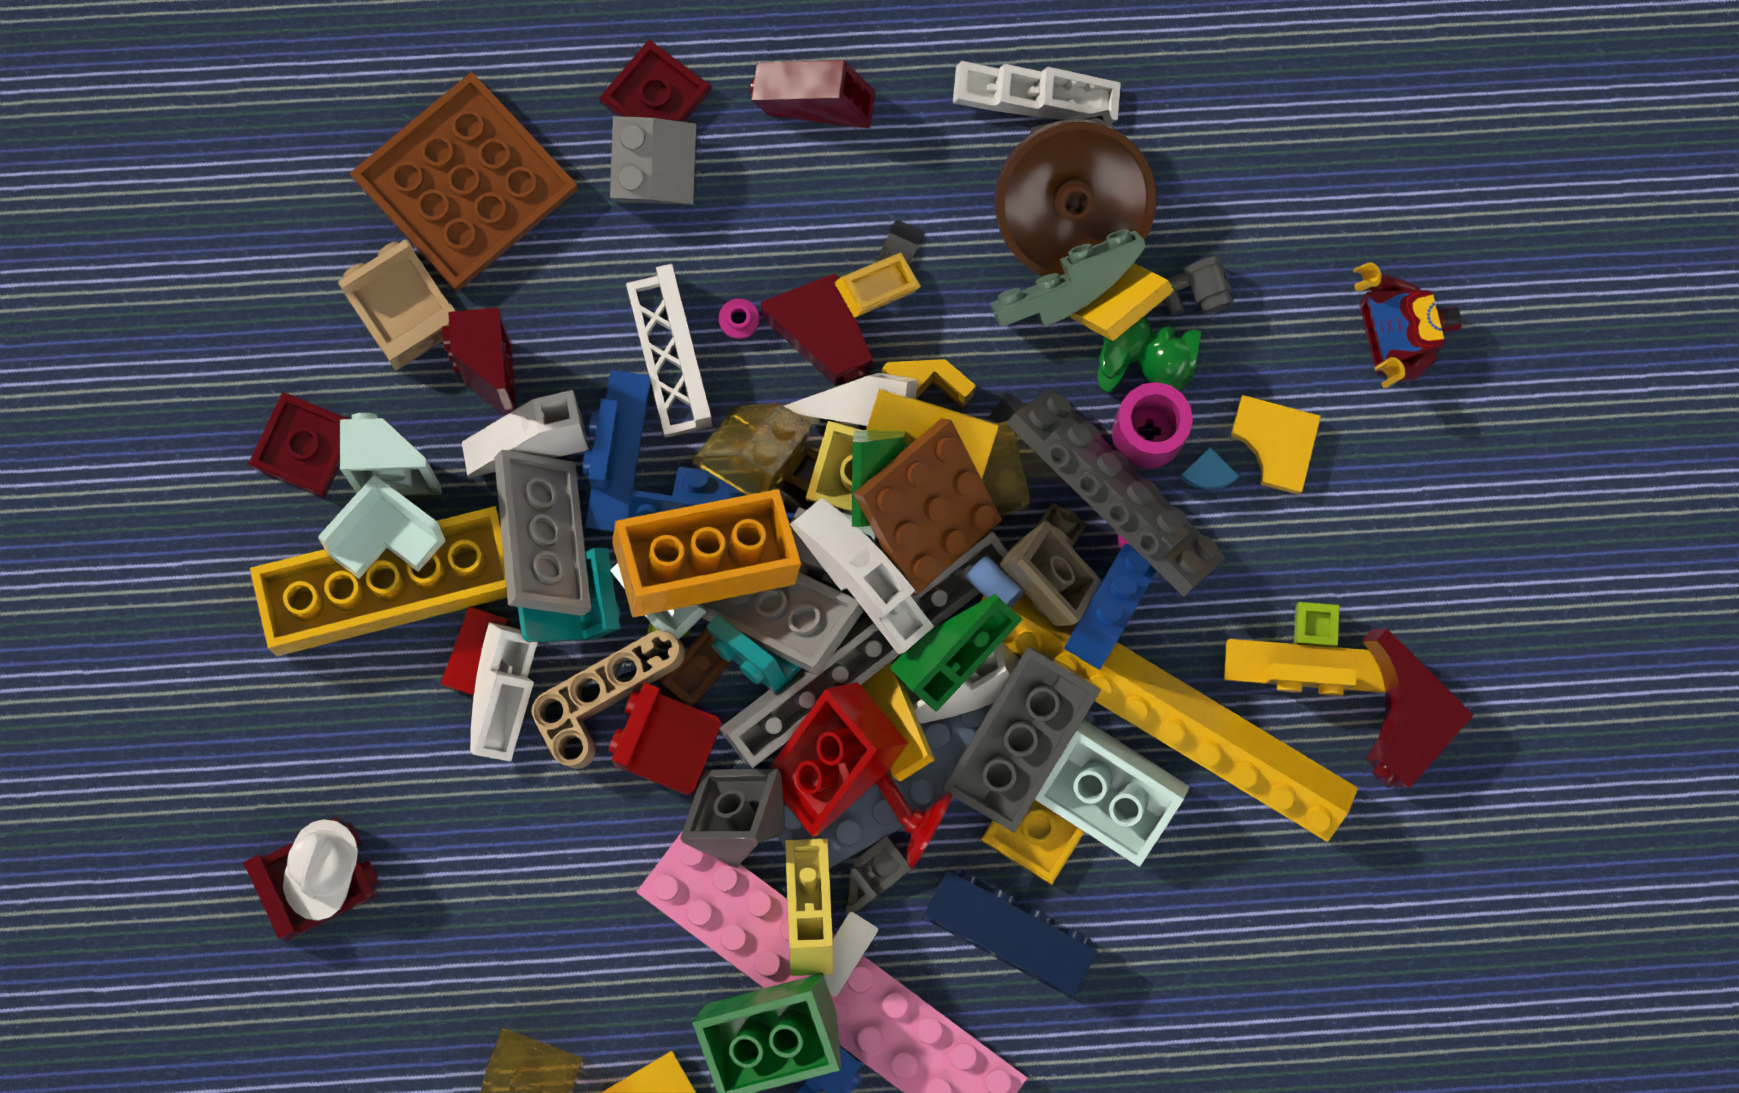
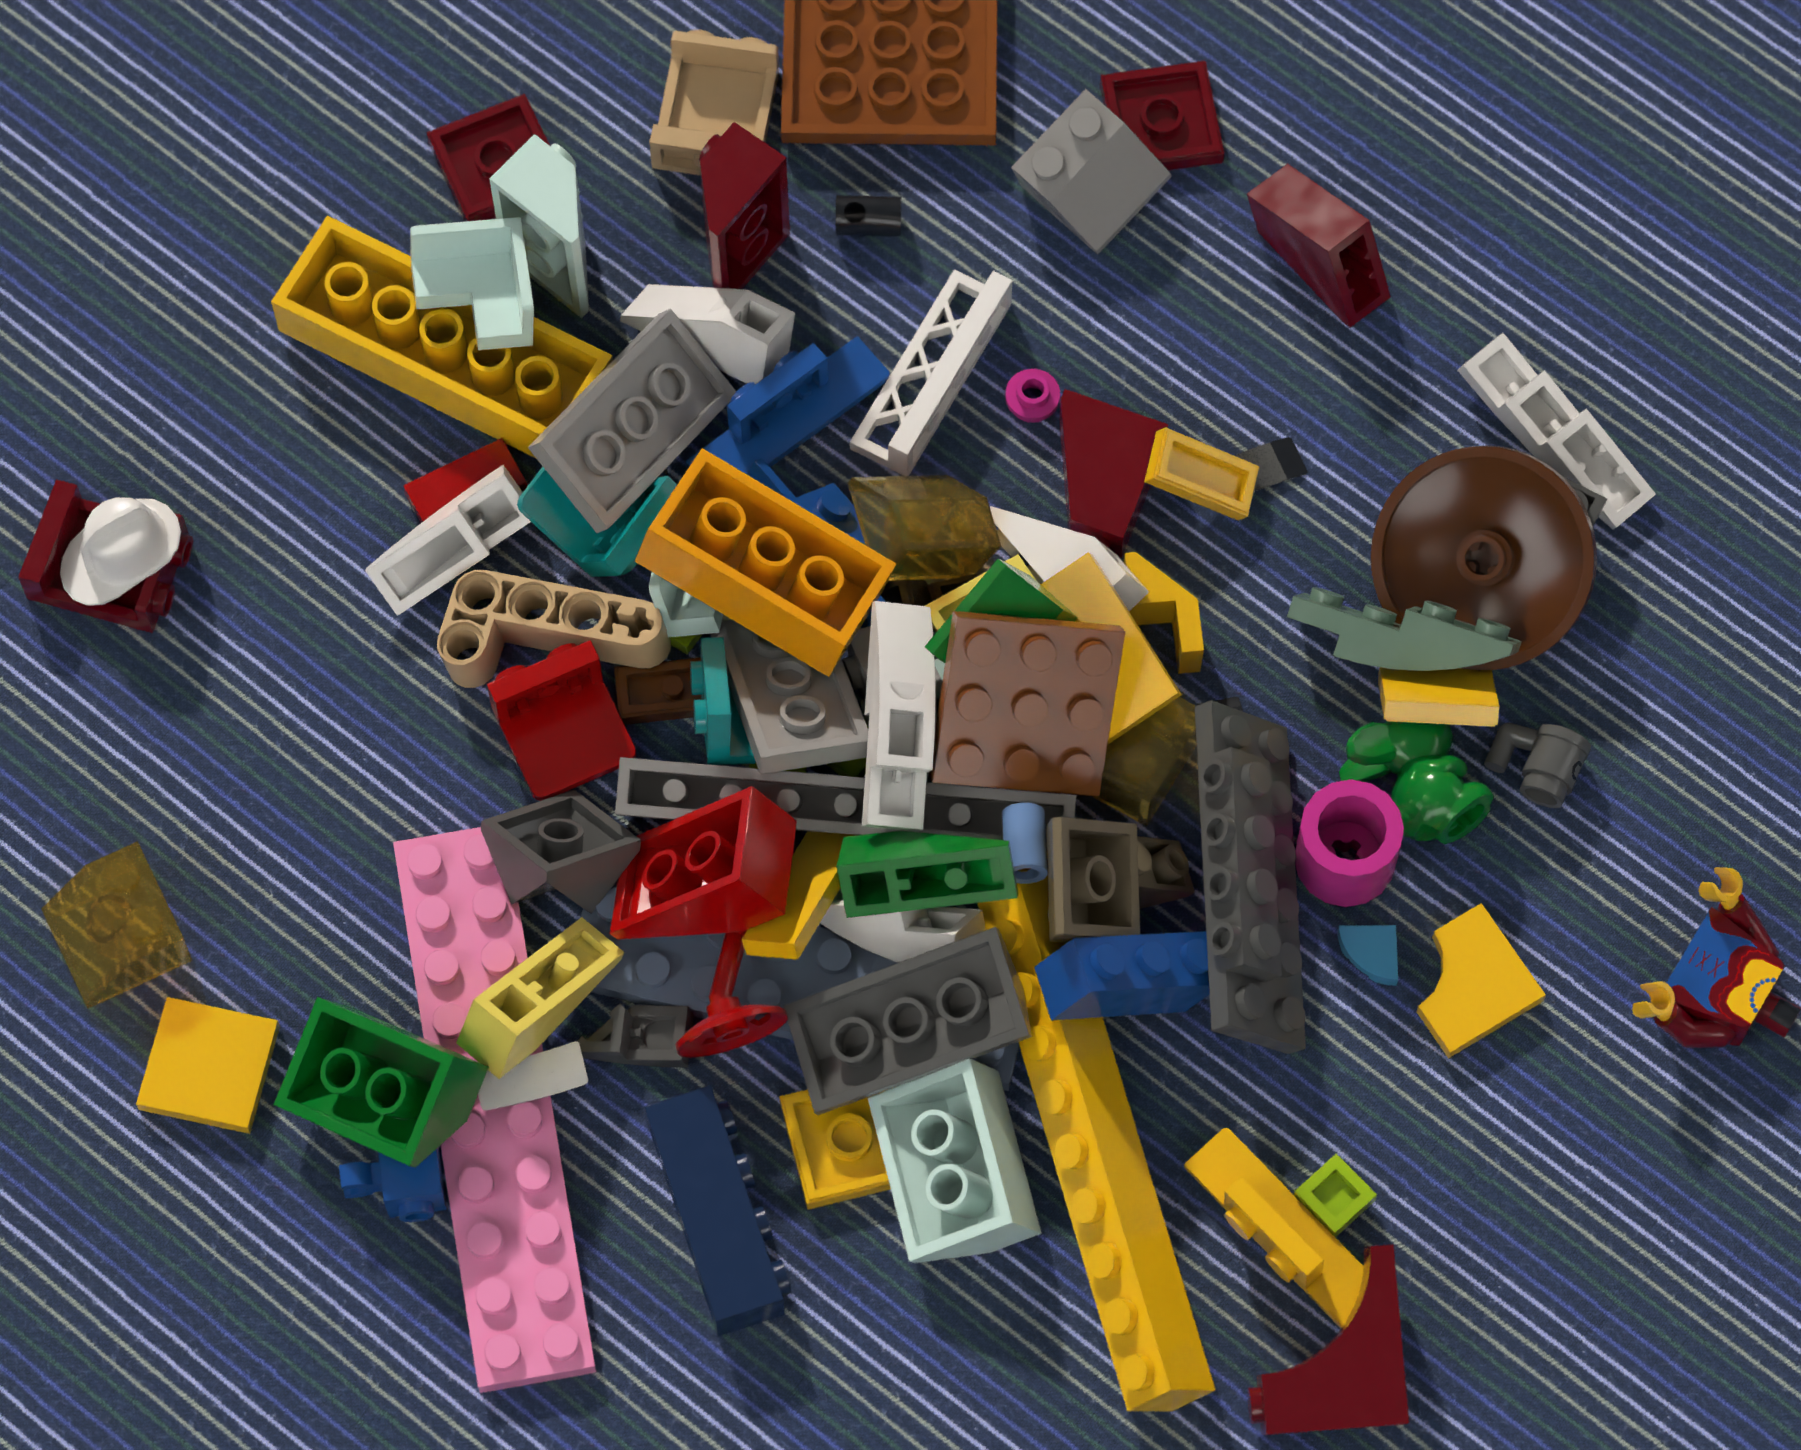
camera: 50 degrees right, 10 degrees down
(549, 293) = (868, 215): none -> black piece

